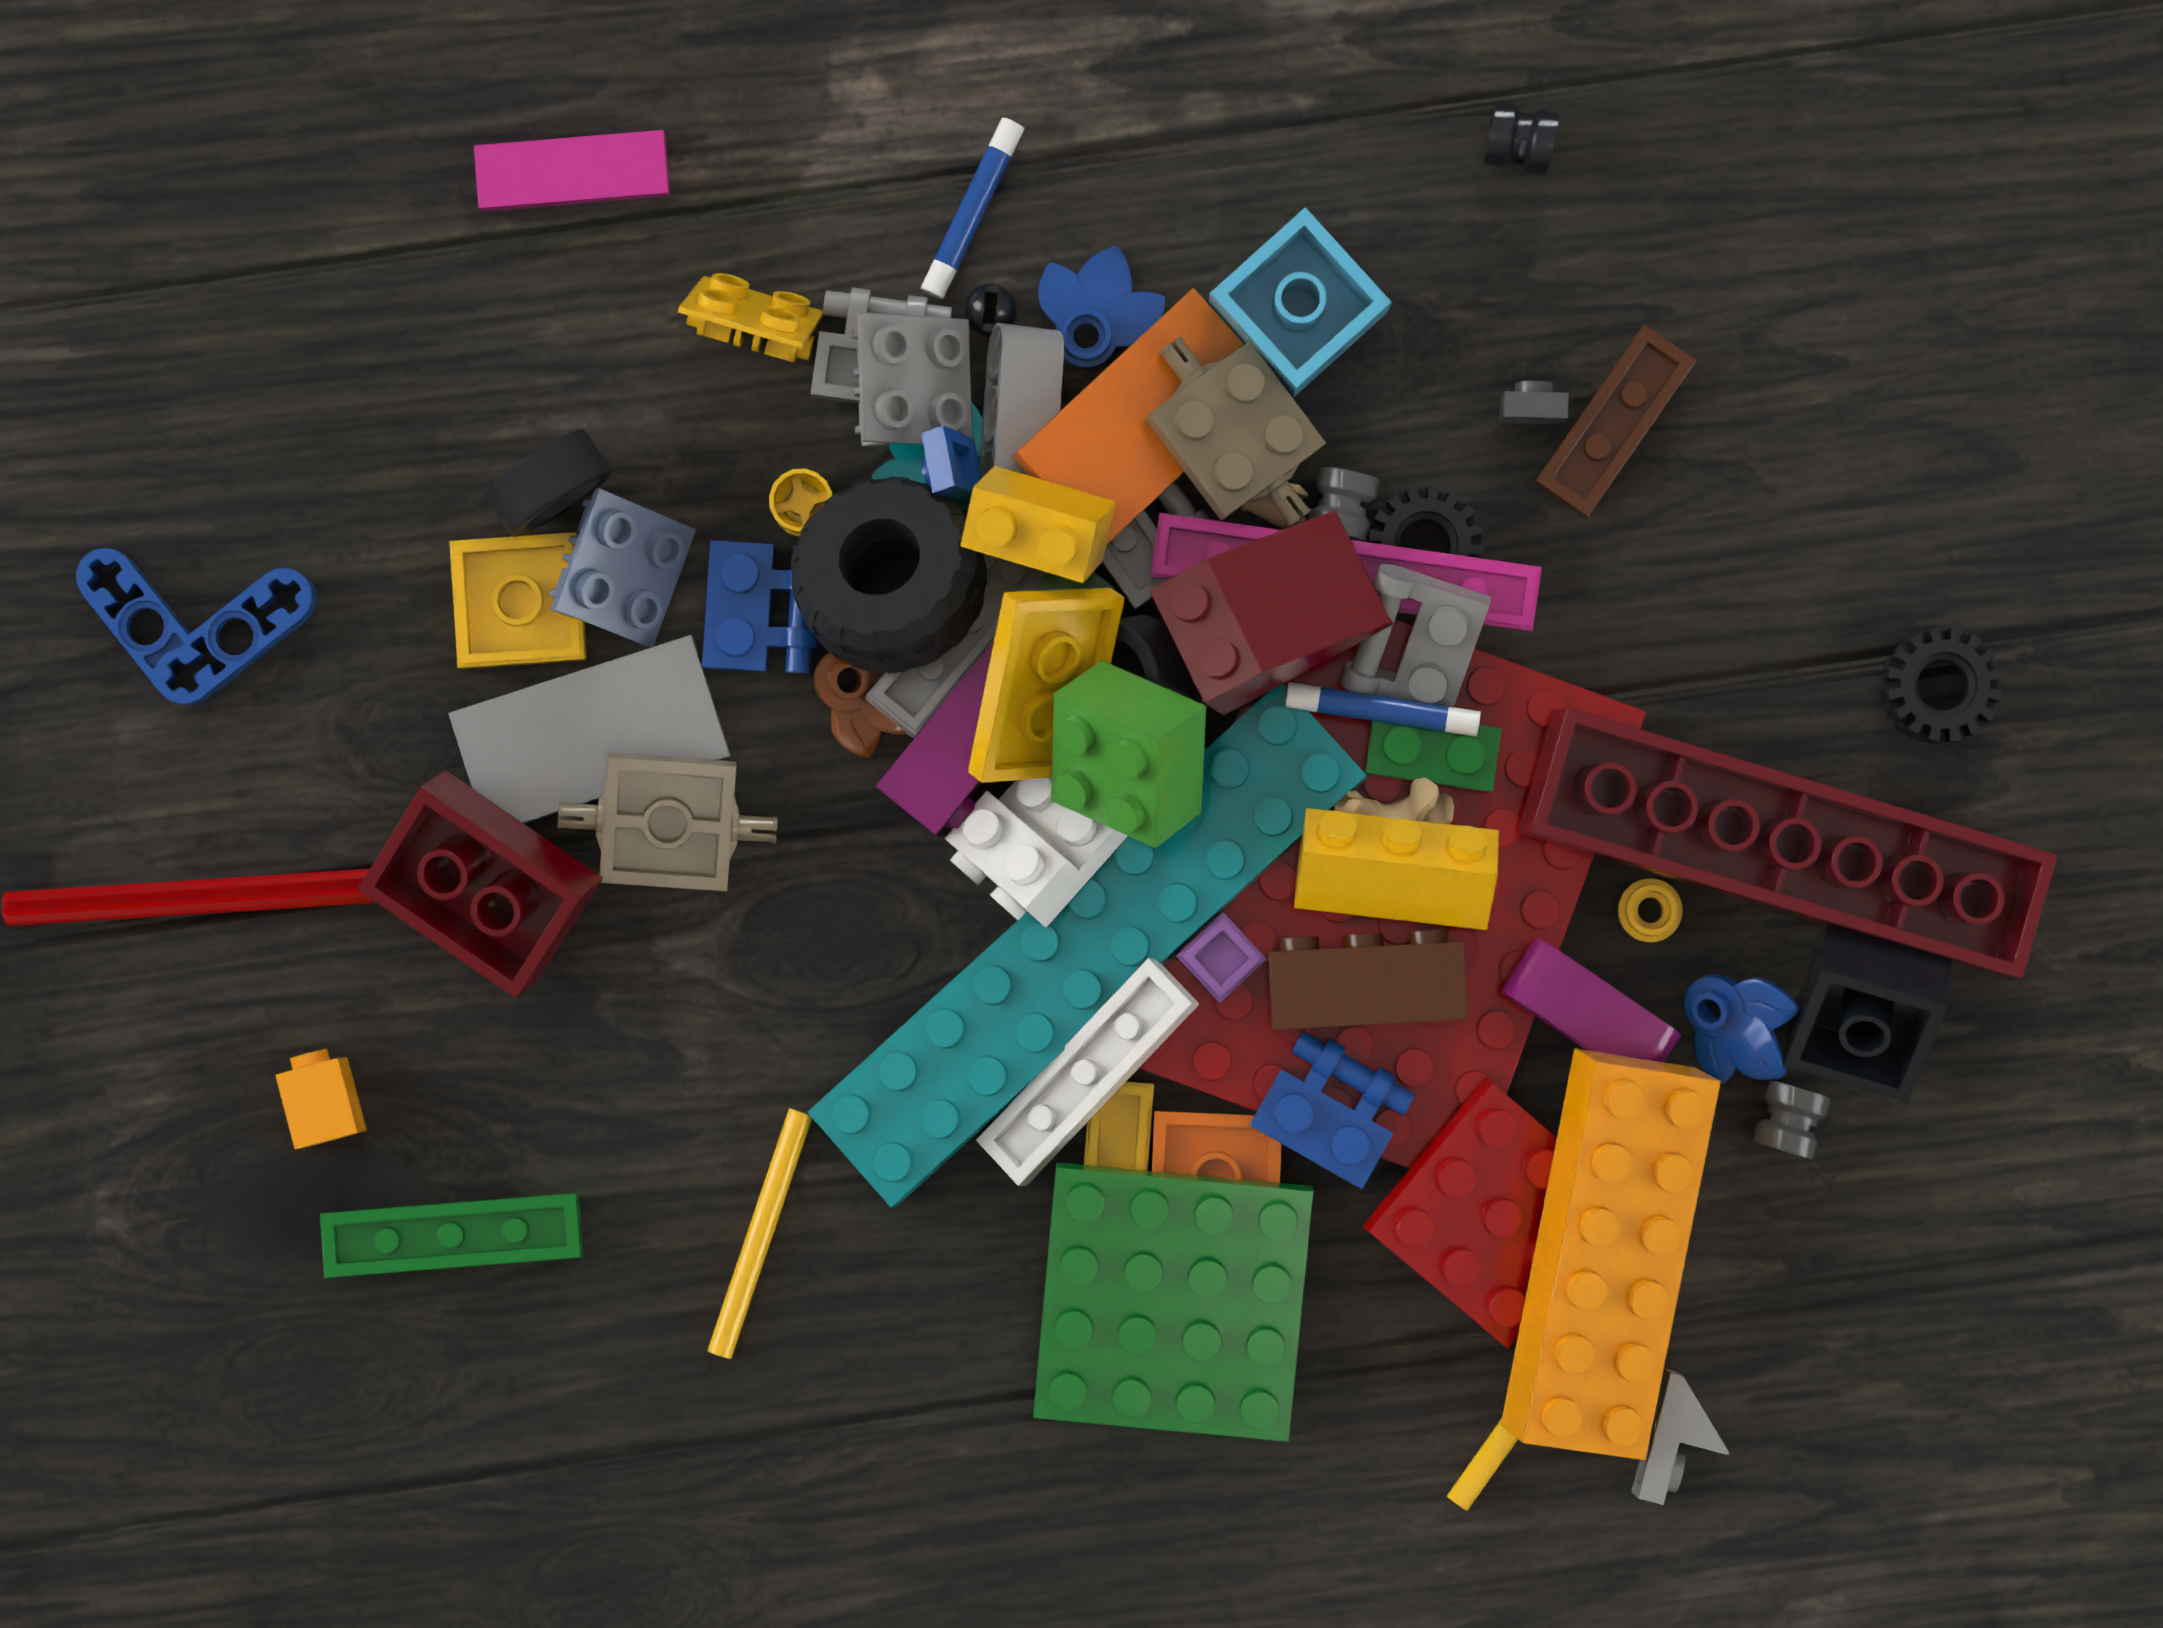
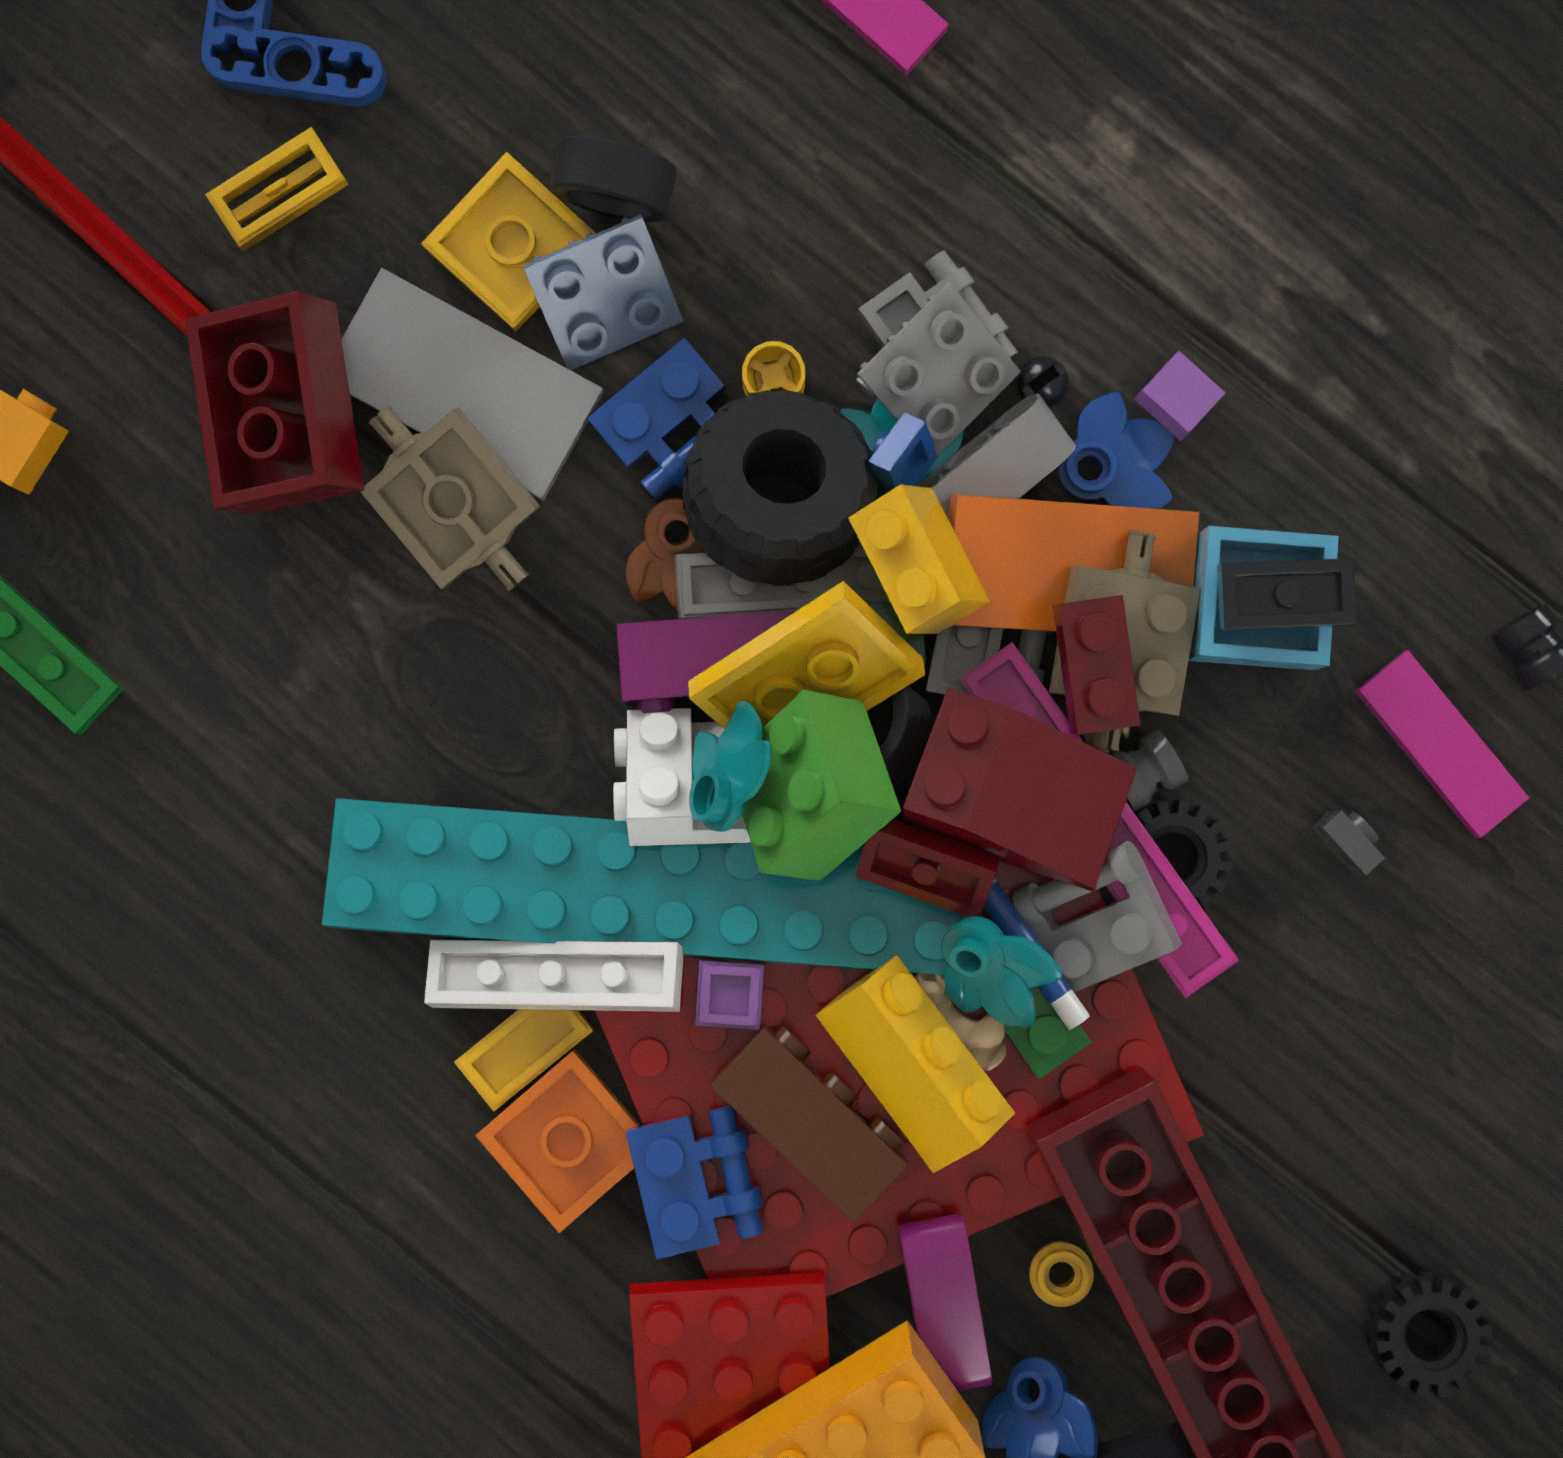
camera: 45 degrees right, 0 degrees up
(338, 748) = (288, 210): none -> yellow tile
(727, 304) = (867, 187): yellow hinge -> none
(759, 1233) = (217, 847): yellow bar -> none
(972, 208) = (1103, 299): blue bar -> none
(1059, 801) = (728, 769): none -> teal plate
(1095, 220) = (1179, 396): none -> medium lavender tile
(1173, 1301) = (446, 1195): green plate -> none
(1233, 468) = (1096, 665): none -> dark red plate
(1265, 725) = (929, 867): none -> dark red plate
(1311, 285) = (1286, 594): none -> black plate
(1383, 749) = (995, 971): none -> teal plate
(1528, 271) = (1441, 744): none -> dark pink tile
(1615, 421) = (1394, 911): reddish brown plate -> none

